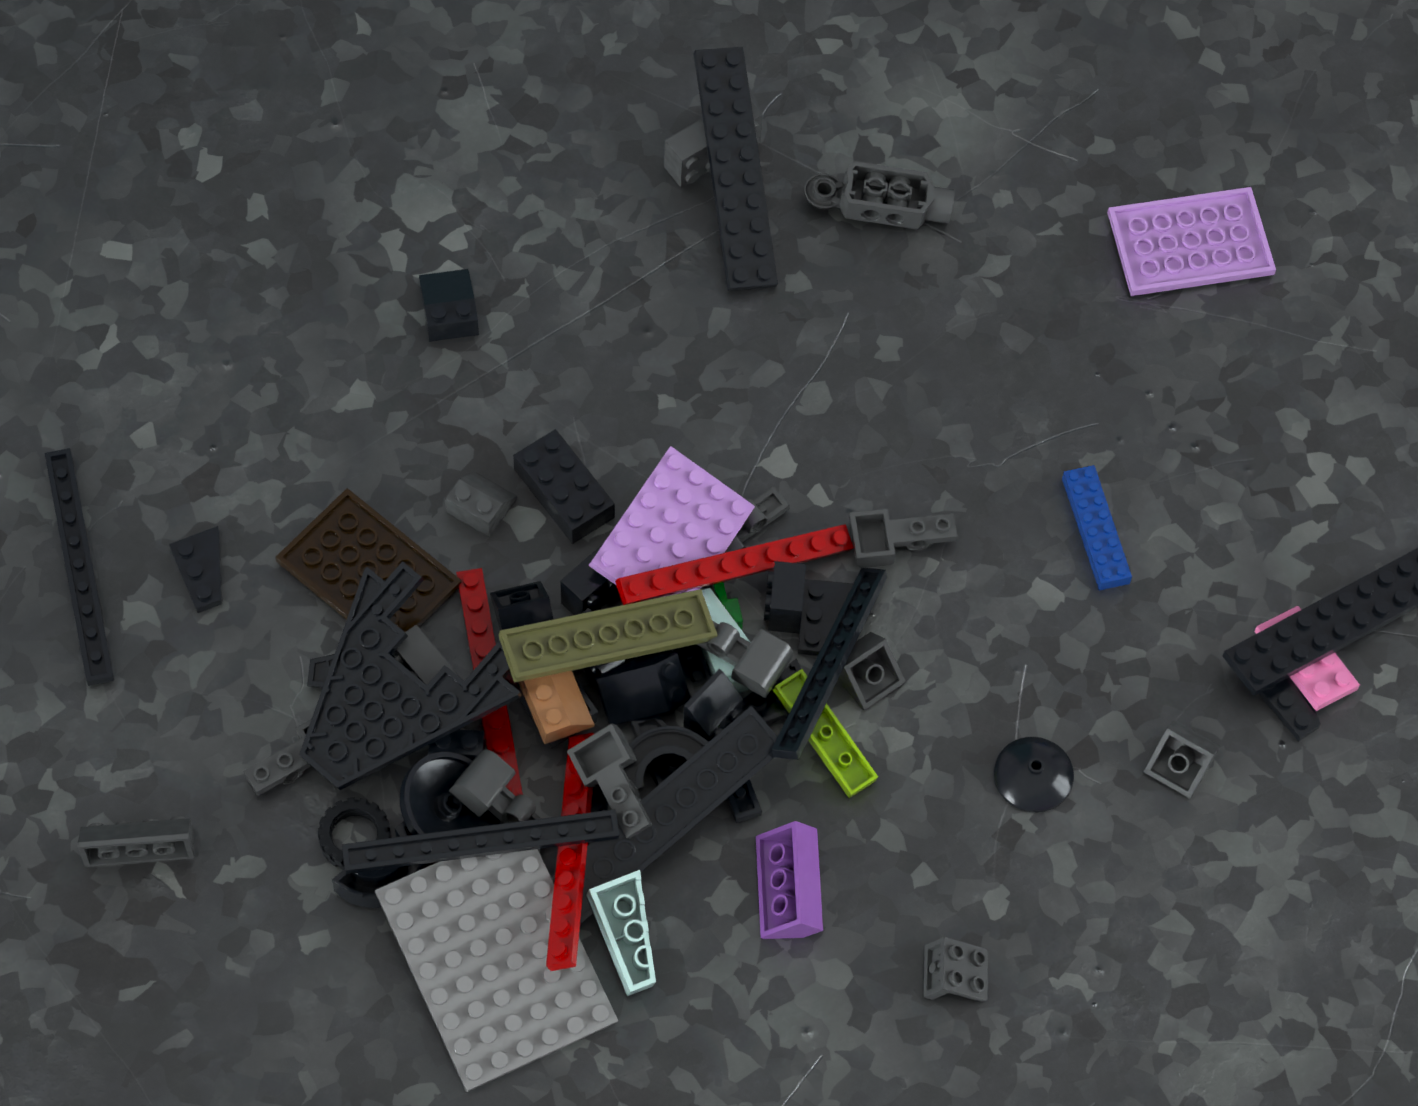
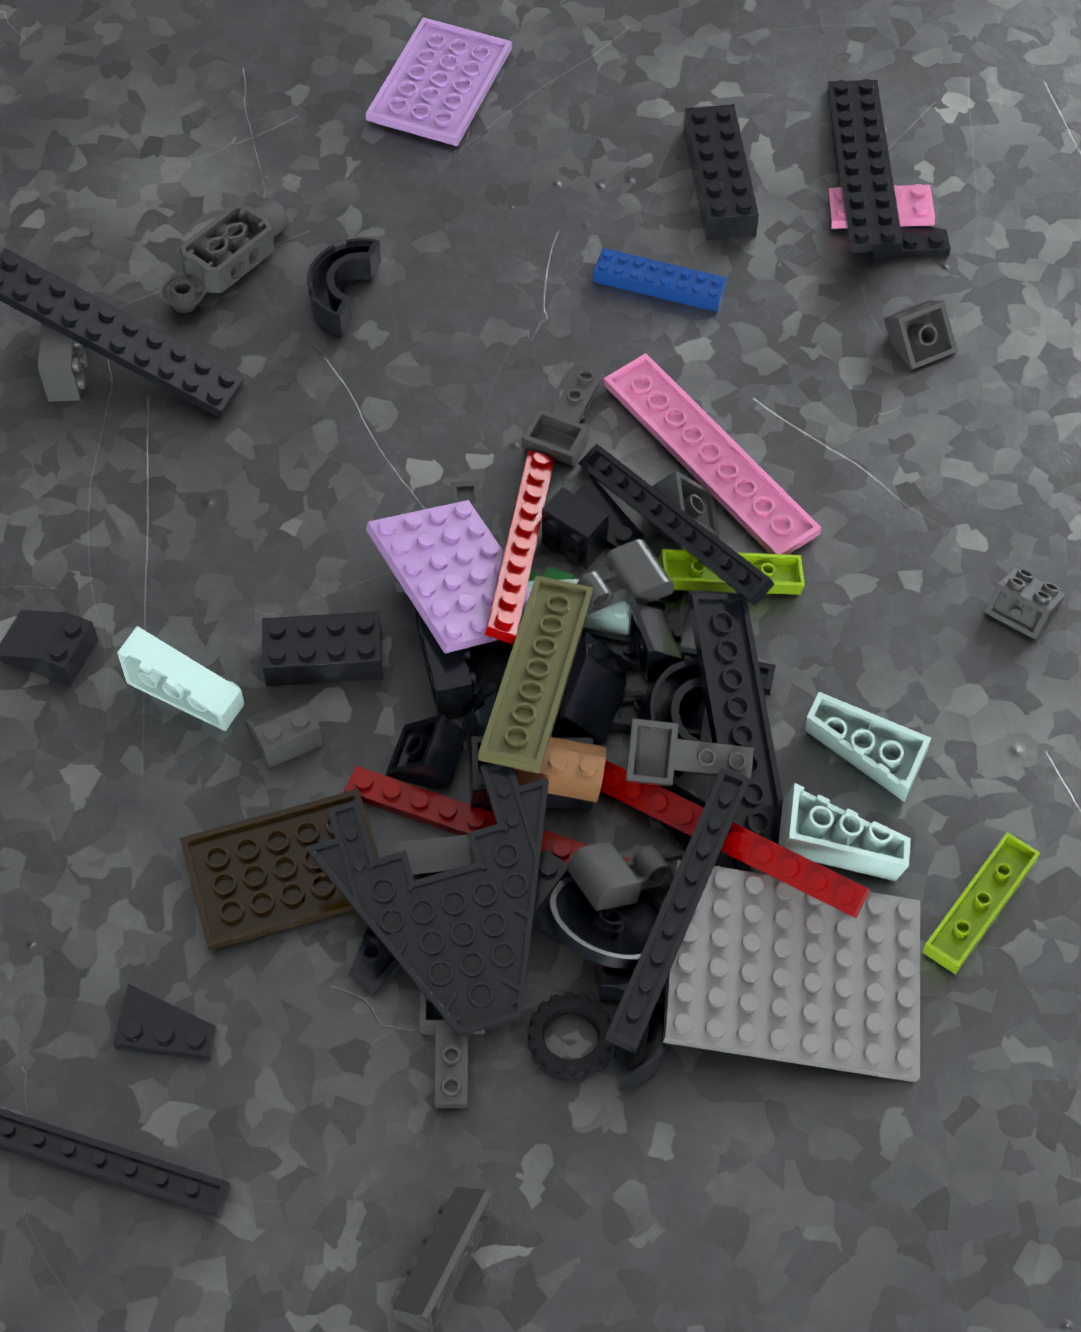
camera: 55 degrees left, 5 degrees down
(472, 408) = (179, 680): none -> light aqua wedge
(644, 1066) = (981, 903): none -> lime piece
(731, 925) = (869, 742): none -> light aqua wedge
(789, 882) = (860, 678): medium lavender slope -> none
(914, 281) = (333, 270): none -> black brick
(937, 662) = (712, 456): none -> bright pink plate
(1031, 788) = (864, 456): black dish -> none
(1248, 510) = (720, 172): none -> black brick

